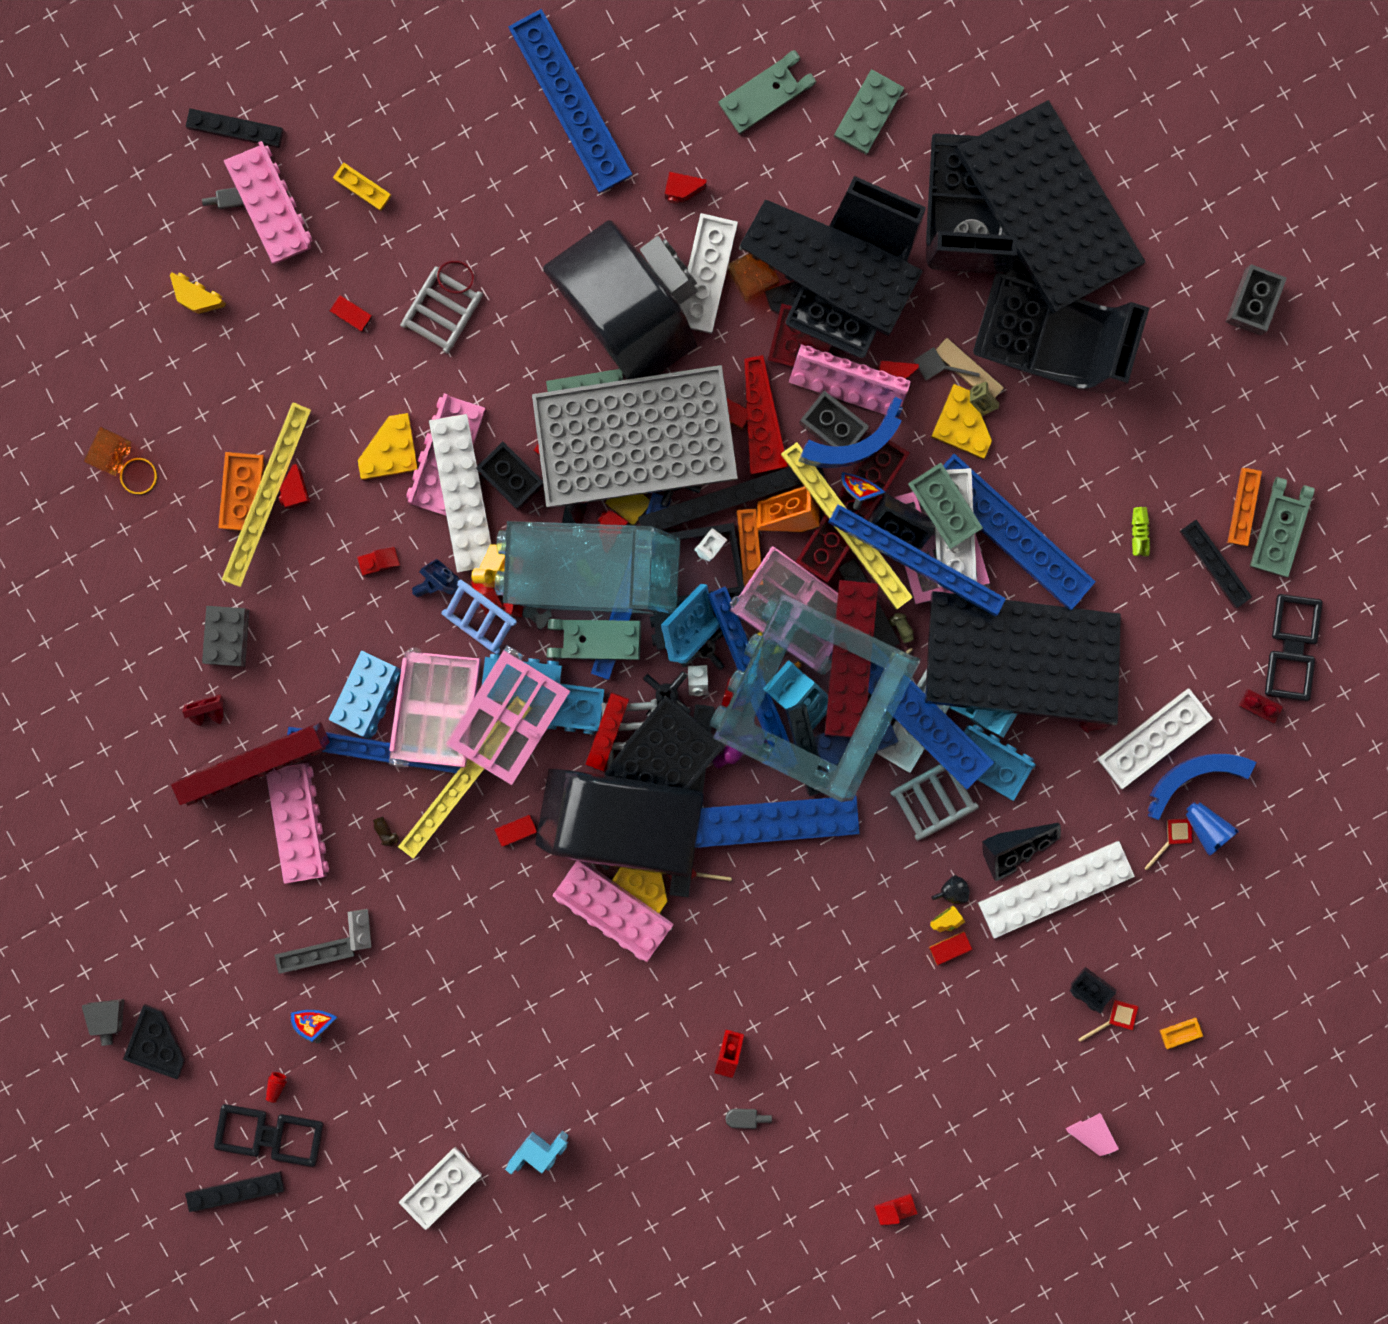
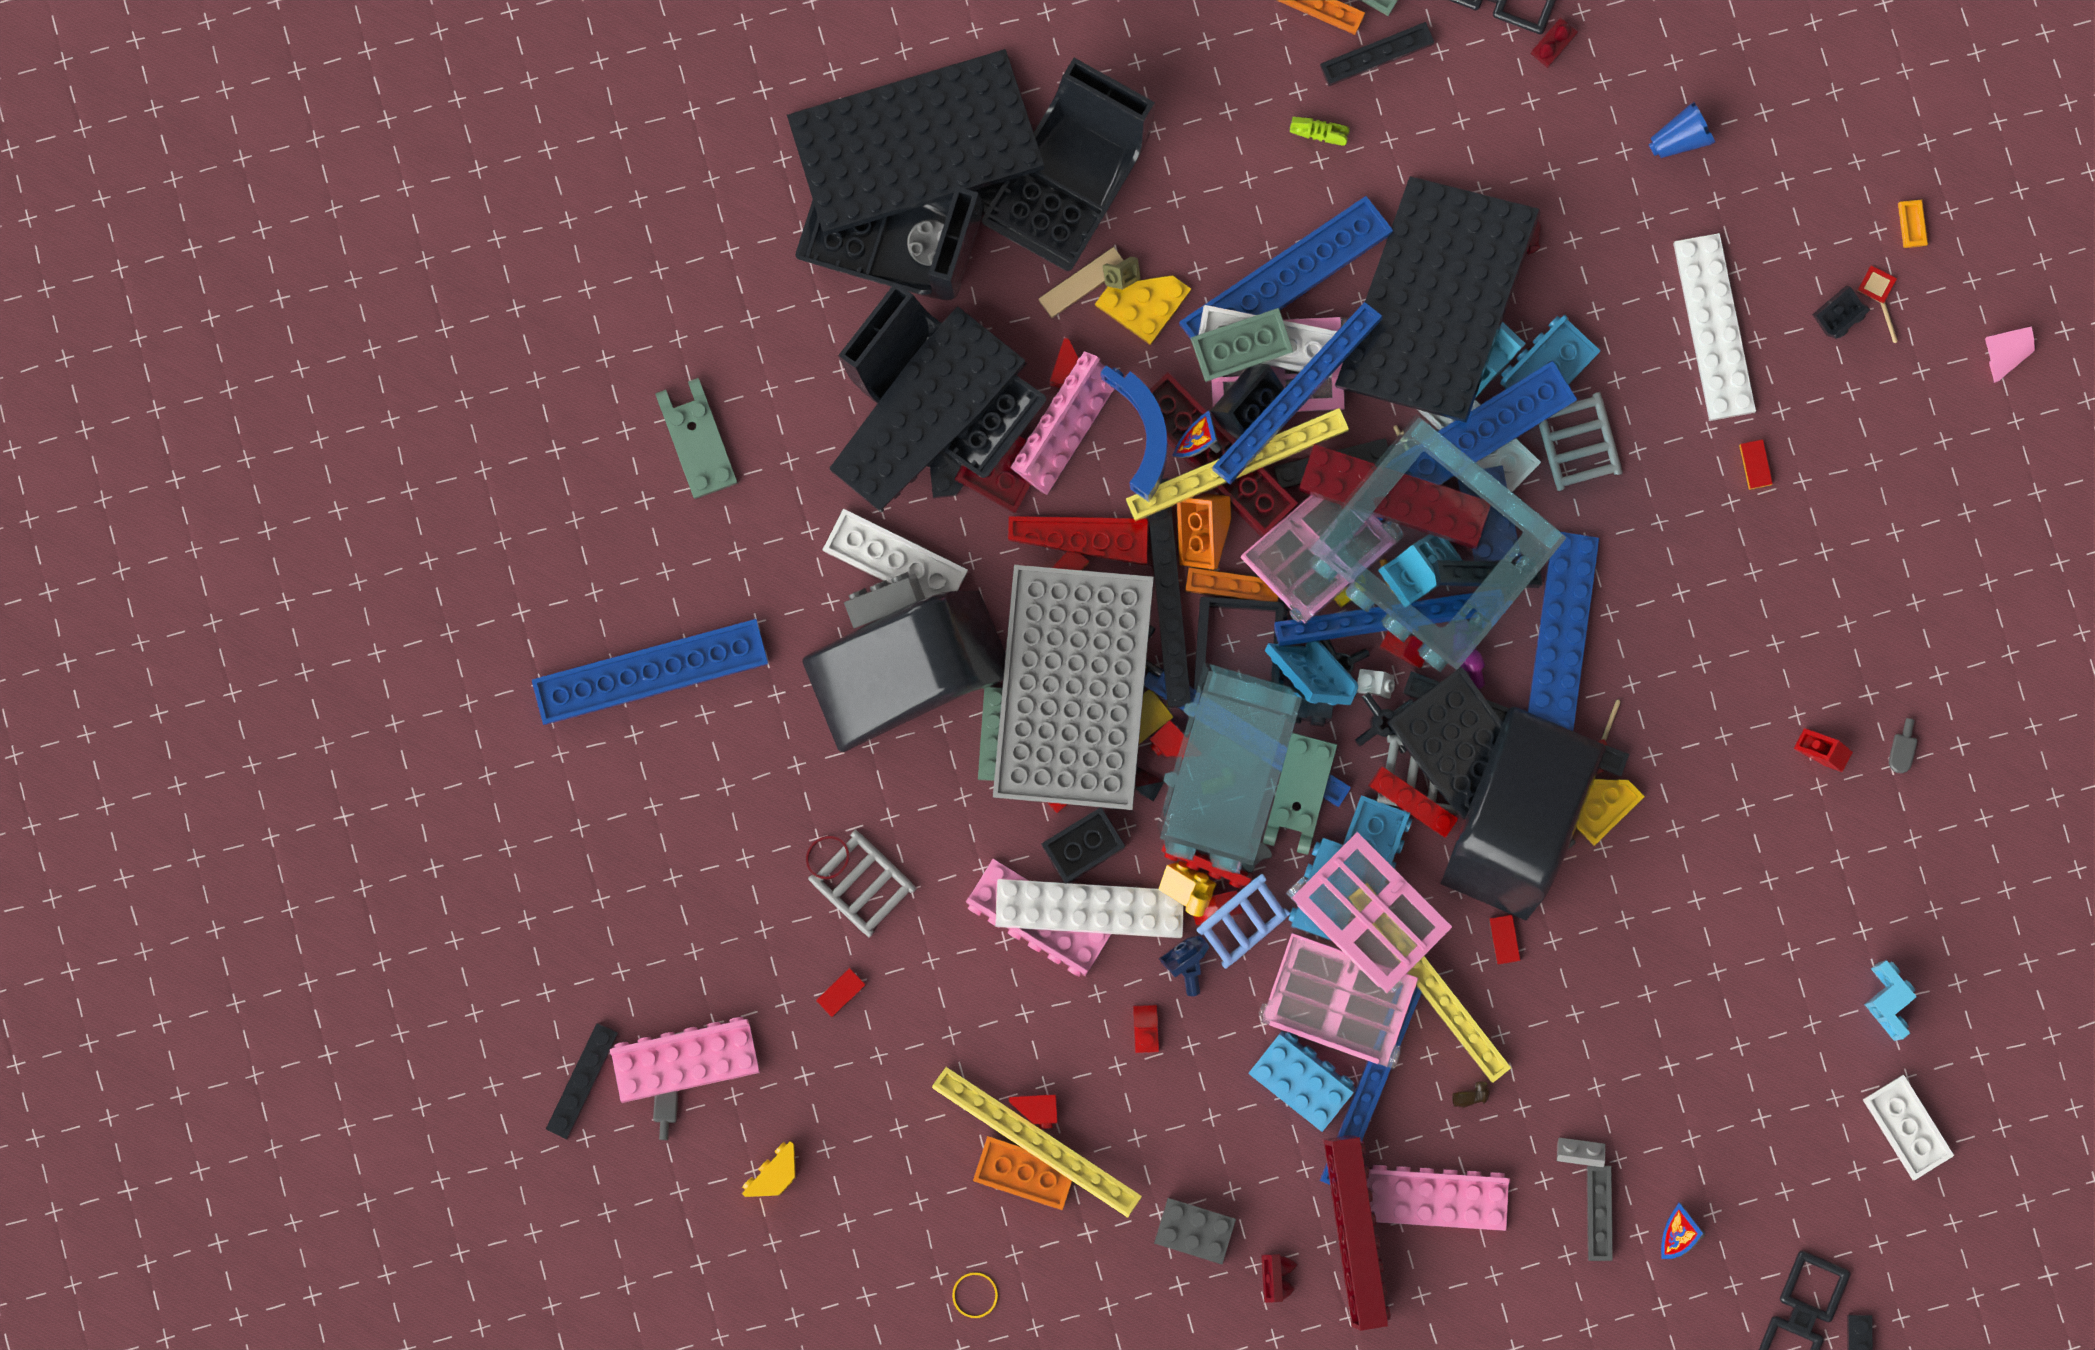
camera: 75 degrees left, 5 degrees down
(108, 451) = (940, 1319): clear orange brick -> none
(275, 1086) = (1745, 1296): red cone -> none
(362, 186) = (691, 943): yellow plate -> none
(390, 450) = (1016, 984): yellow plate -> none
(612, 910) = (1624, 846): bright pink bracket -> none
(683, 187) = (786, 564): red slope -> none
(710, 545) = (1222, 628): white bracket -> none
(752, 277) = (913, 507): clear orange brick -> none
(833, 422) = (1110, 453): dark grey brick -> none
(868, 112) = (748, 325): sand green plate -> none
(895, 1210) = (2047, 600): red slope -> none
(903, 627) = (1370, 428): olive arm -> none
(931, 364) = (1065, 323): dark grey piece -> none
(947, 920) = (1722, 459): yellow rock -> none
(954, 891) = (1690, 444): black piece -> none
(1009, 849) = (1655, 366): black wedge -> none
(1154, 738) = (1564, 172): white plate -> none
(1178, 832) = (1679, 171): piece -> none
(1192, 767) = (1608, 136): blue arch -> none

